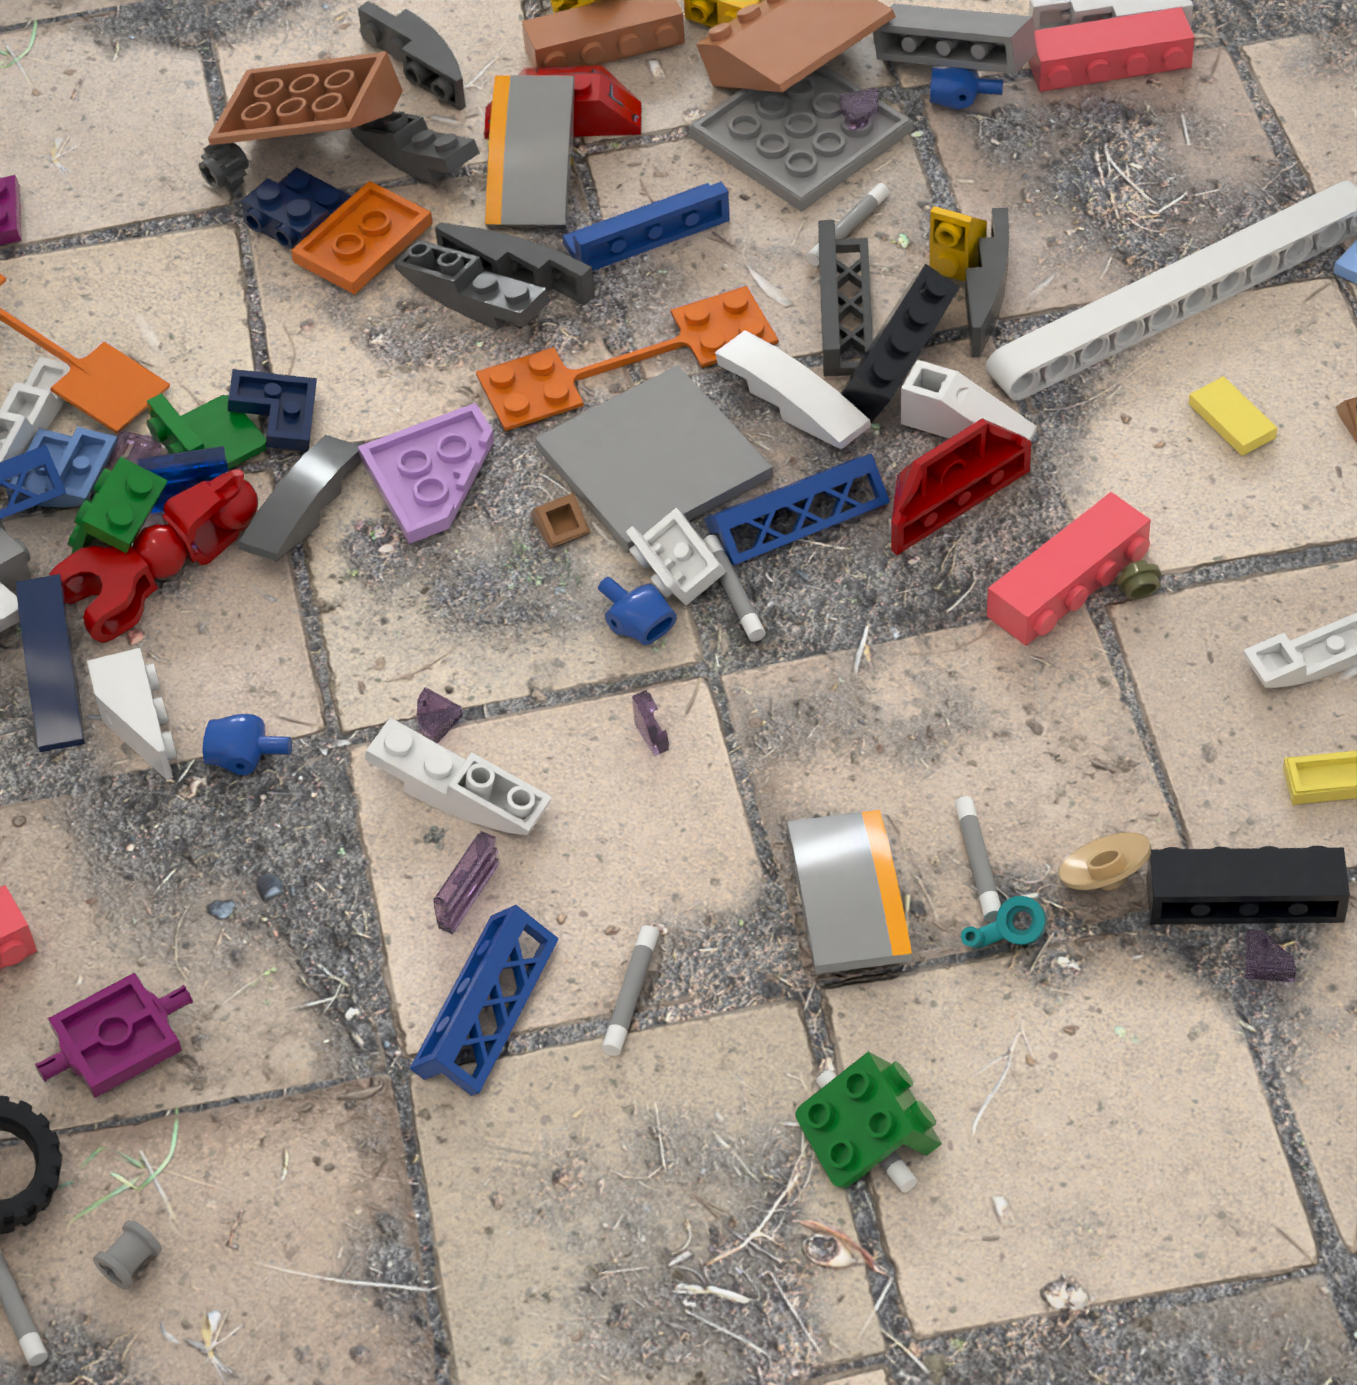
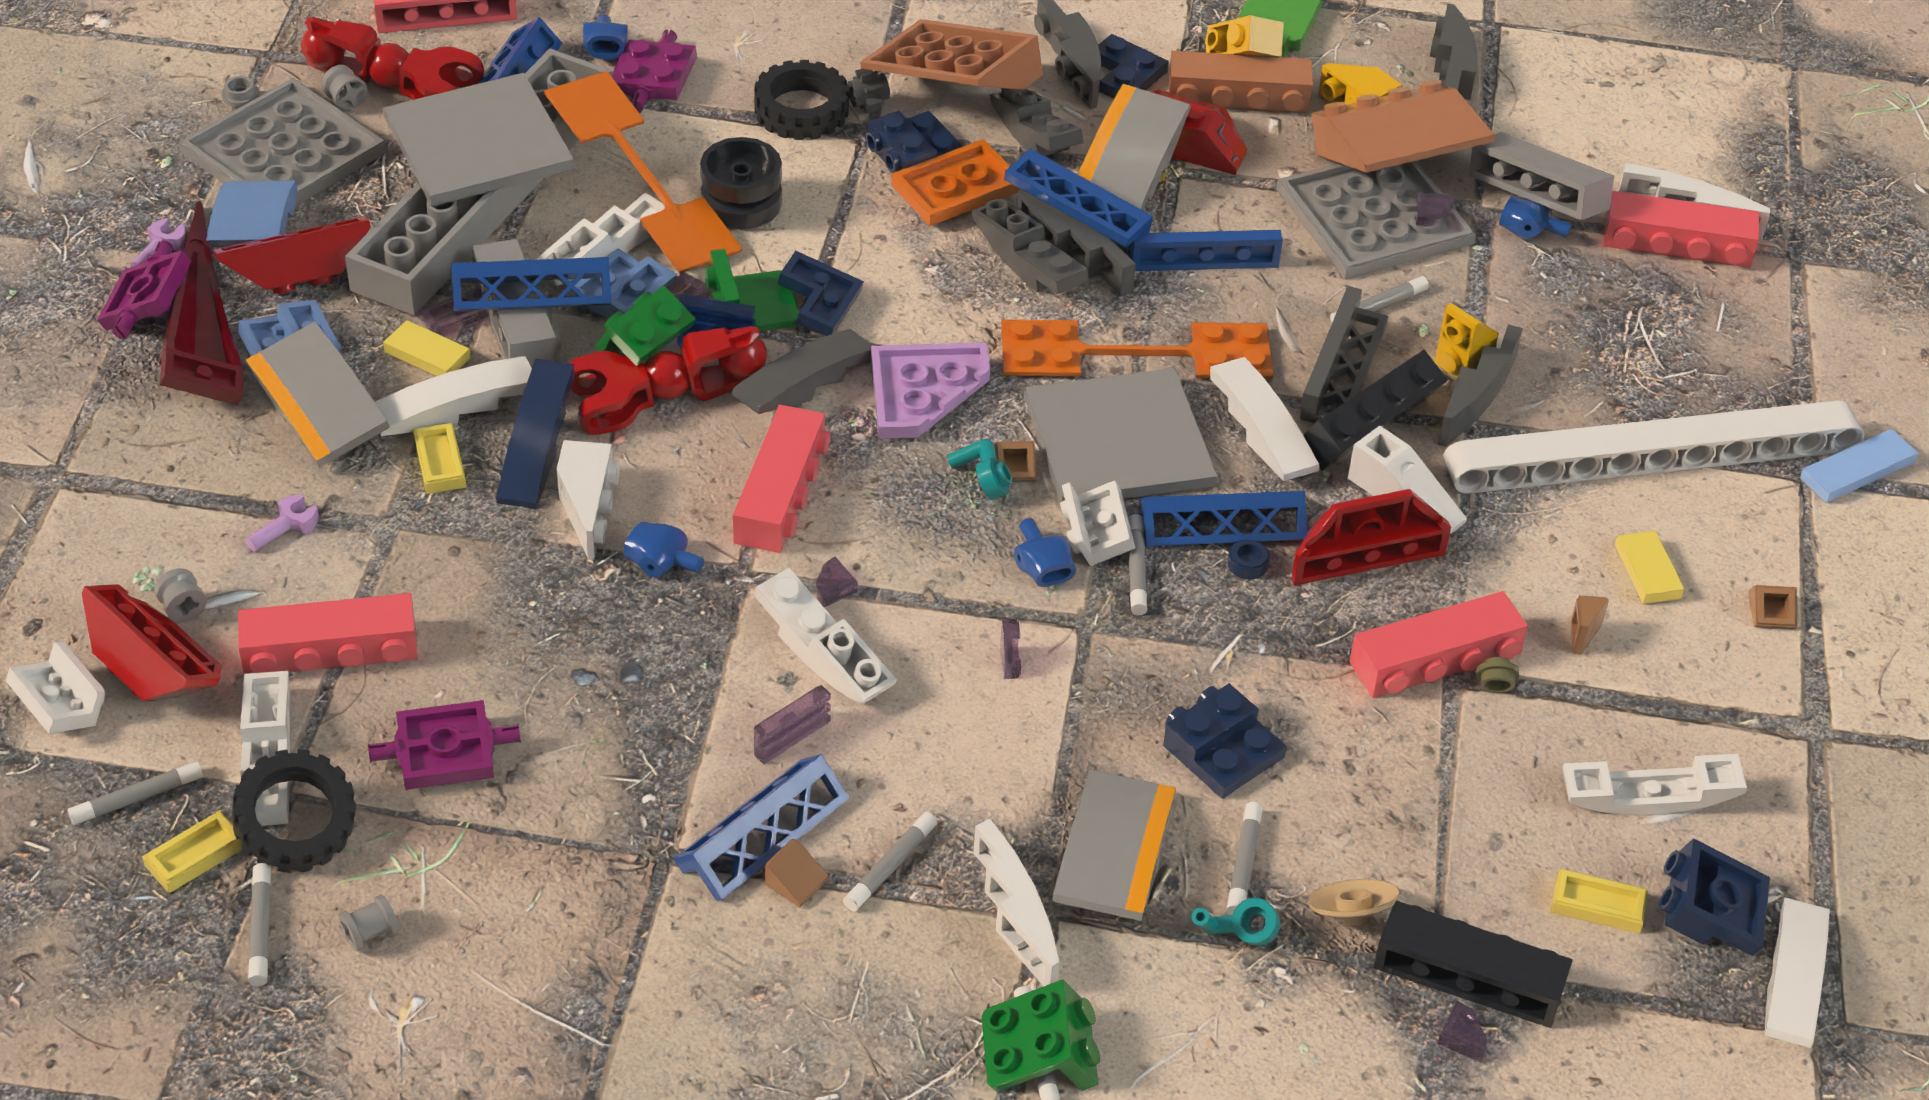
camera: 15 degrees right, 5 degrees down
(139, 310) = (742, 181): none -> black wheel
(155, 225) = (801, 122): none -> black tyre
(330, 623) = (780, 479): none -> coral brick
(484, 50) = (1128, 66): none -> dark blue plate
(502, 214) = (1078, 198): none -> blue fence
(542, 1039) = (794, 873): none -> medium nougat slope
(547, 544) = (992, 475): none -> teal plate
(790, 997) = (1020, 910): none -> white slope
(841, 543) = (1248, 559): none -> dark blue tile
(902, 743) = (1222, 740): none -> dark blue plate
(1198, 493) = (1586, 620): none -> medium nougat slope

